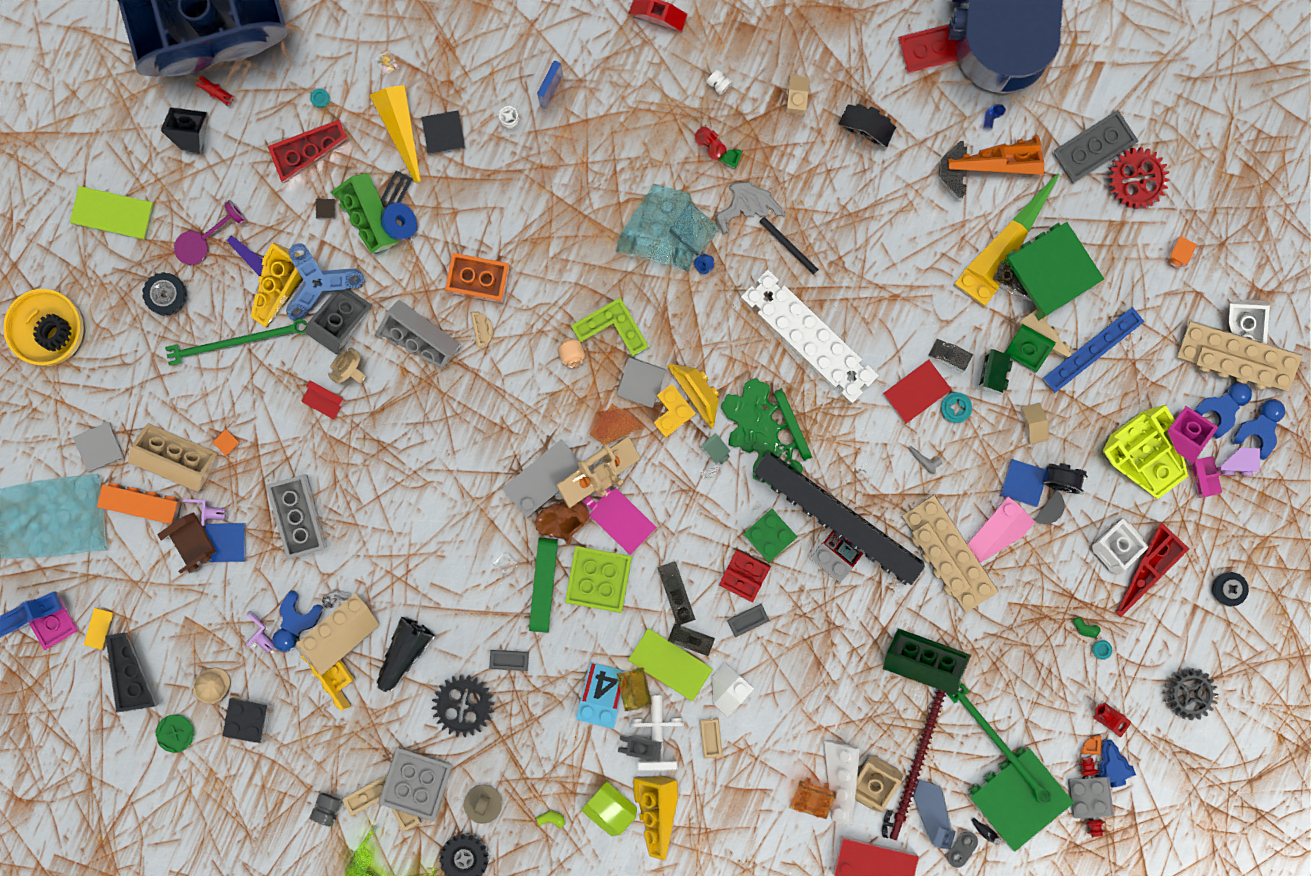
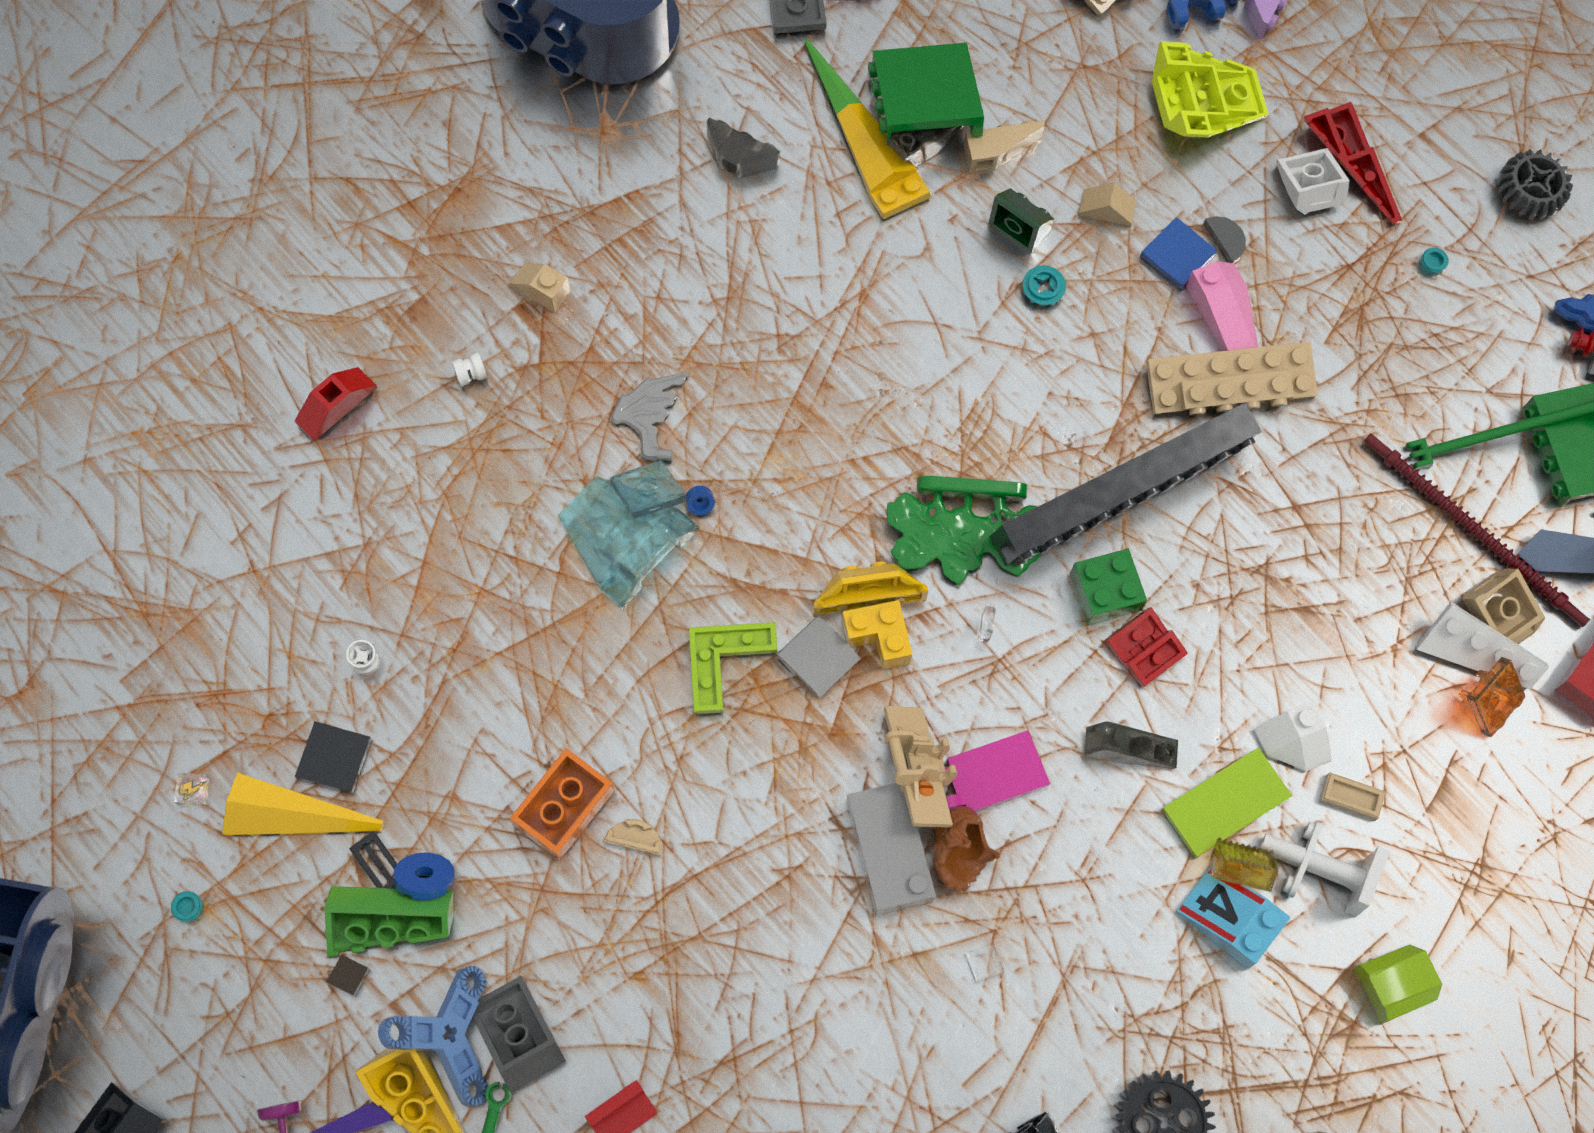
camera: 70 degrees left, 15 degrees down
(215, 91) = (87, 1054): red pin -> none
(302, 150) = (246, 963): red wedge -> none
(345, 366) = (592, 1053): tan tile -> none
(417, 334) = (598, 929): light grey wedge -> none
(509, 660) = (1124, 1024): dark grey tile -> none
(543, 585) = (1040, 922): green beam -> none
(550, 84) = (350, 574): blue tile -> none
(552, 817) = (1378, 1070): lime arm -> none
(571, 352) = (731, 728): light nougat head -> none
(598, 579) = (1065, 843): lime plate -> none
(613, 425) = (860, 721): clear orange wing -> none
(641, 748) = (1334, 891): dark grey hinge -> none
(658, 805) = (1421, 913): yellow wedge -> none
(691, 639) = (1204, 757): clear smoke slope -> none
(706, 138) = (541, 415): red piece -> none
(716, 449) = (957, 600): sand green slope -> none
(731, 157) = (577, 402): green tile -> none
(748, 620) = (1209, 672): dark grey tile -> none
(788, 245) = (730, 387): black bar -> none
(809, 337) = (865, 415): white brick -> none
(836, 557) = (1174, 519): light grey slope -> none
(868, 124) = (623, 216): black brick -> none
(887, 817) = (1553, 617): black piece -> none
(917, 391) = (1000, 323): red tile -> none
(926, 661) = (1366, 468): dark green slope -> none
(928, 49) = (568, 111): red tile -> none
(930, 466) = (1100, 353): light grey bar -> none
(950, 355) = (974, 259): clear smoke slope -> none
(993, 113) = (691, 77): clear blue arm -> none
(1016, 158) = (761, 73): orange wedge -> none
(1030, 347) = (1011, 162): green tile -> none
(1064, 479) = (1199, 197): black wheel -> none
(1086, 630) = (1400, 268): green arm -> none
(1092, 746) = (1554, 328): orange tile -> none
(1093, 349) = (1047, 99): blue plate -> none
(1111, 719) = (1528, 289): red bracket -> none
(1191, 433) = (1211, 32): dark pink slope -> none
(1206, 477) = (1265, 50): dark pink panel -> none
(1224, 588) = (1414, 92): black wheel -> none

